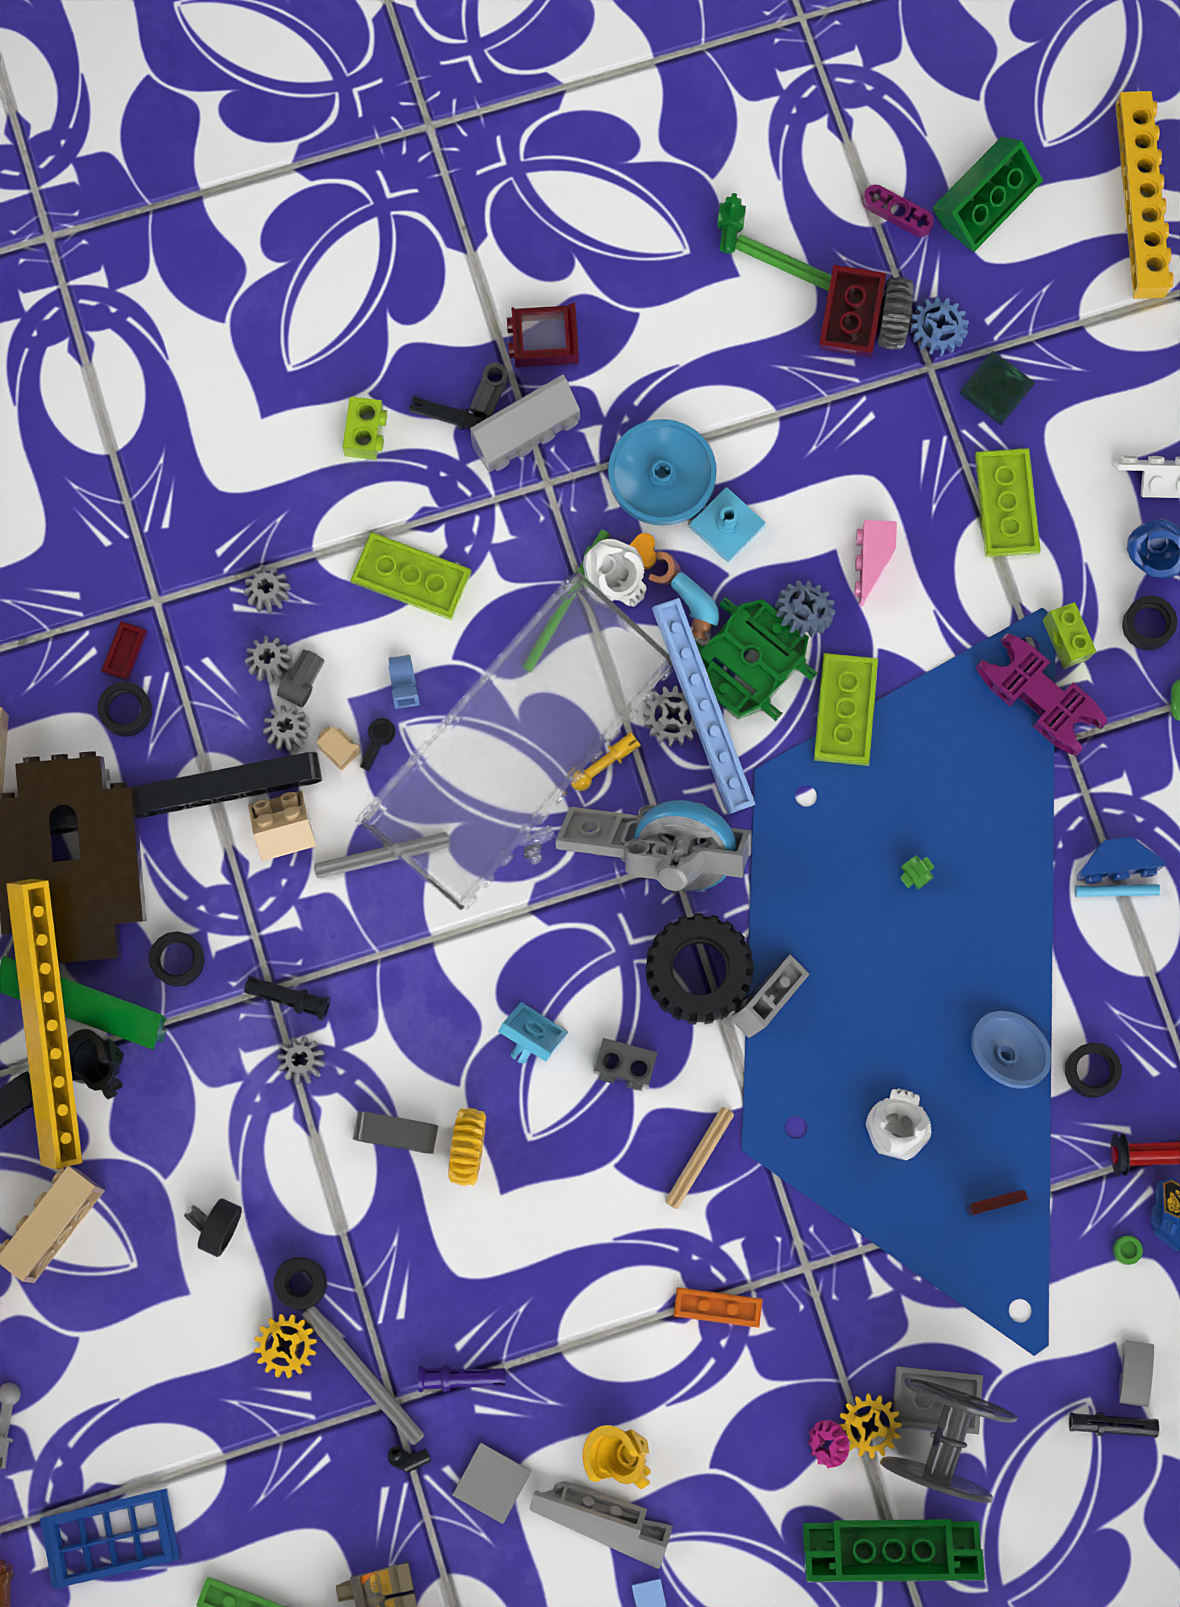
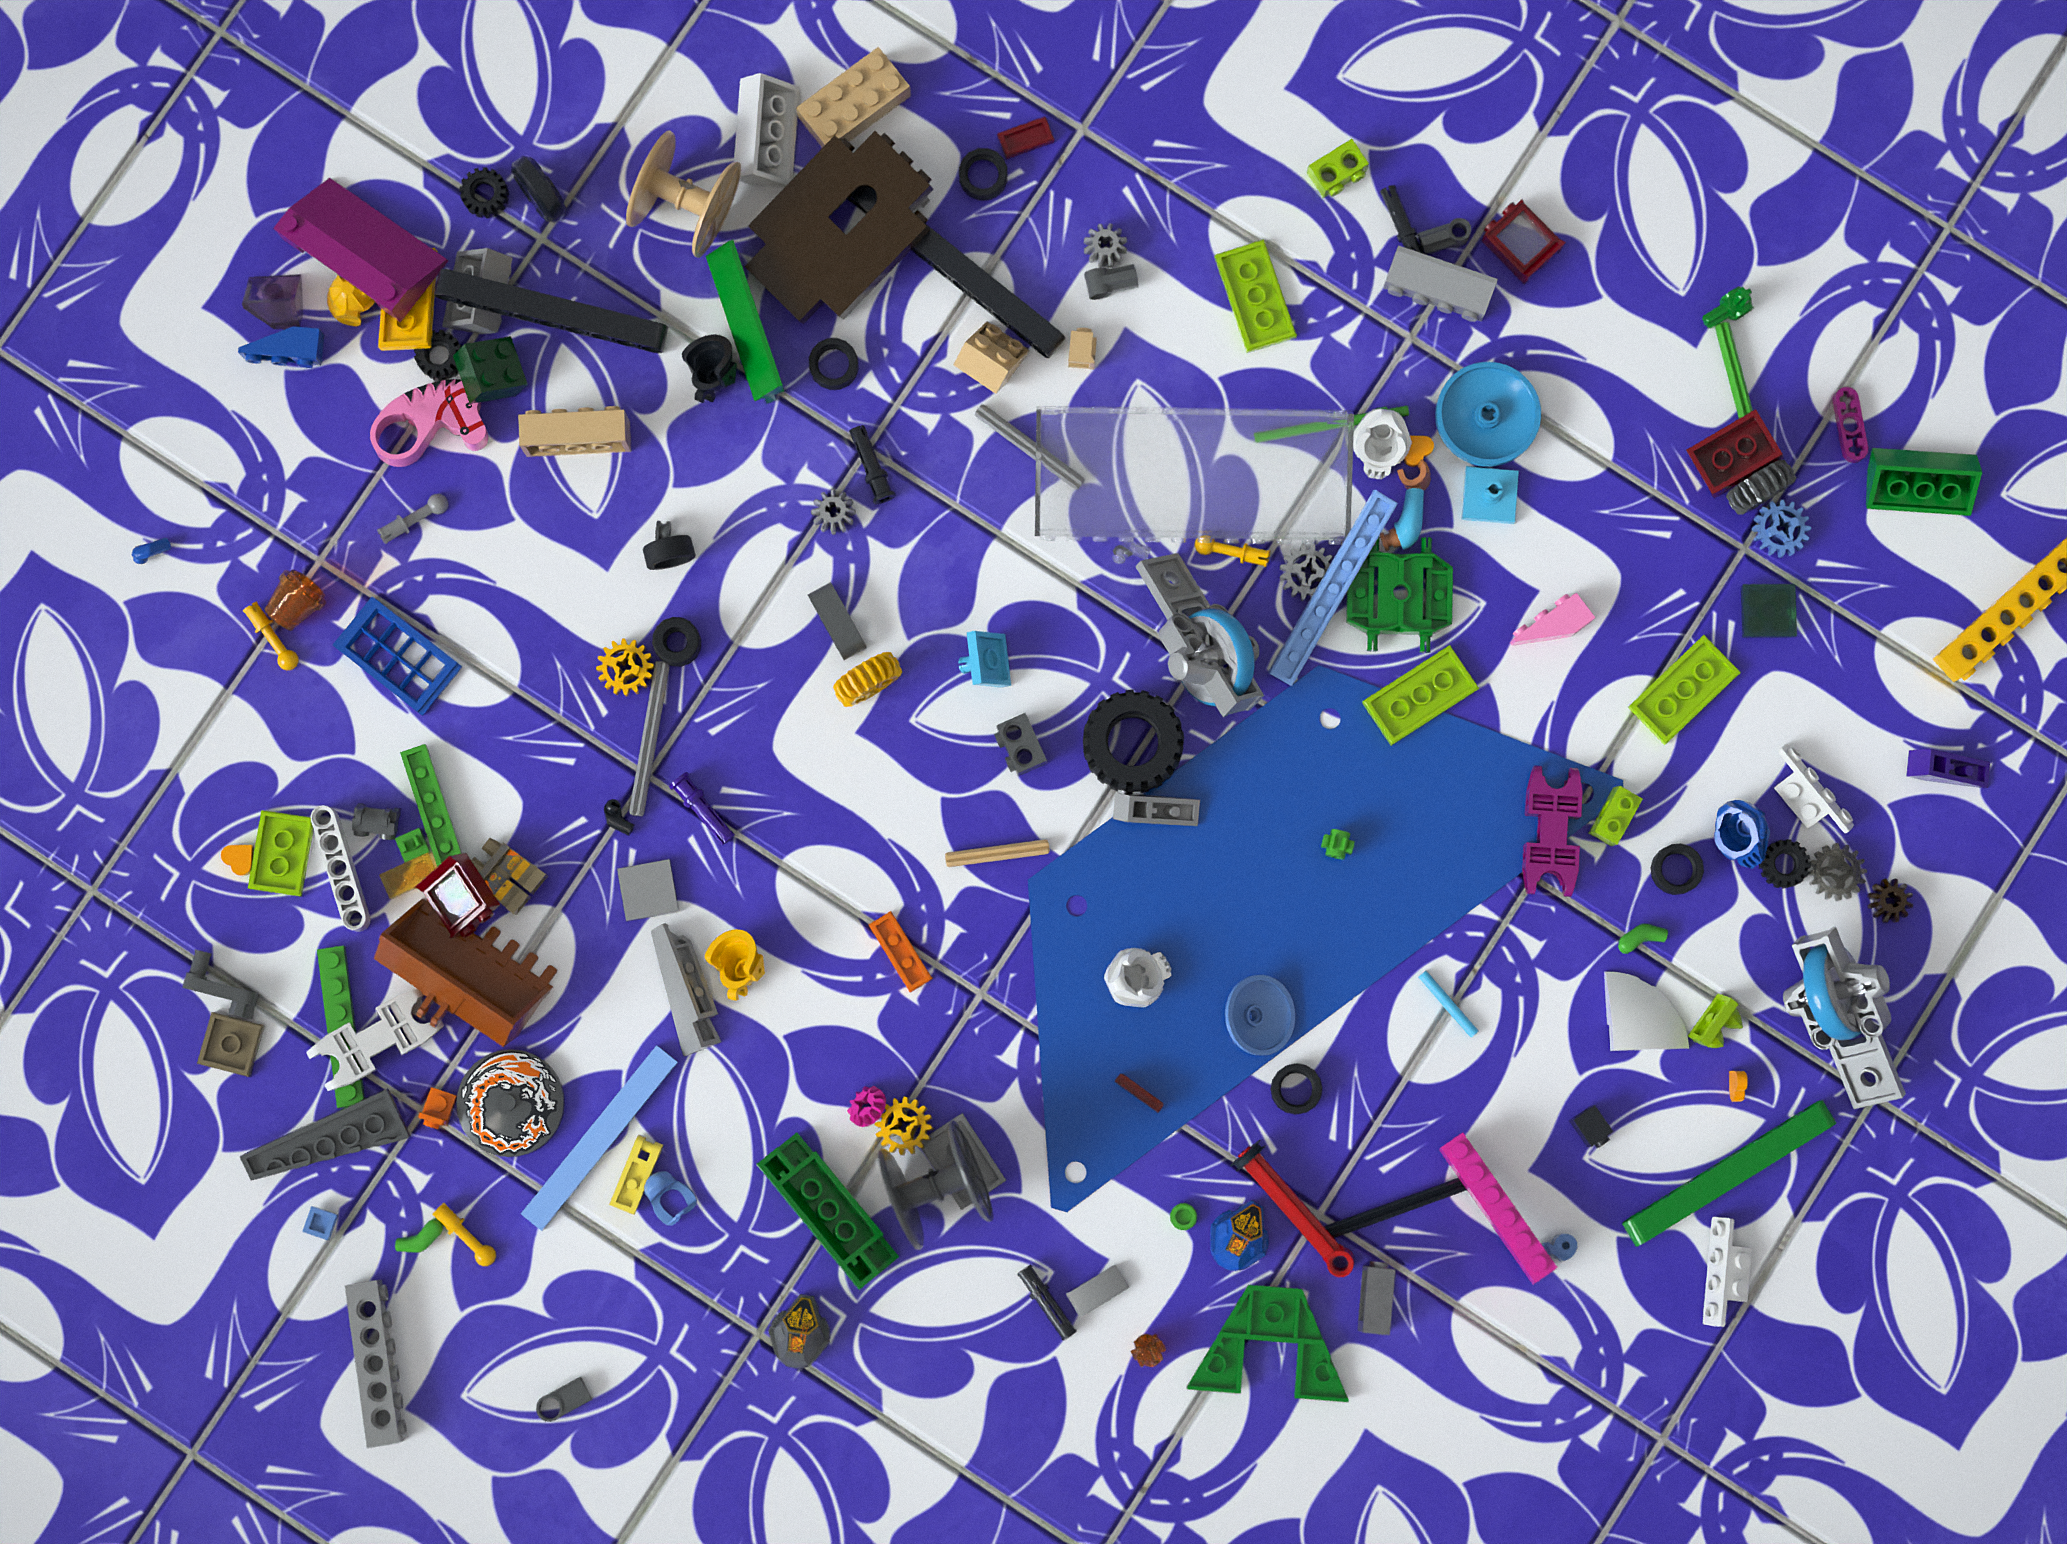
camera: 50 degrees right, 5 degrees up
(44, 1023) = (709, 308): yellow brick -> none
(277, 589) = (1156, 210): light grey gear -> none
(282, 720) = (1059, 308): light grey gear -> none
(381, 733) = (1118, 371): black plate -> none
(403, 682) = (1170, 356): medium blue leg -> none
(805, 608) = (1461, 603): sand blue gear -> none
(1119, 860) = (1471, 986): blue slope -> none

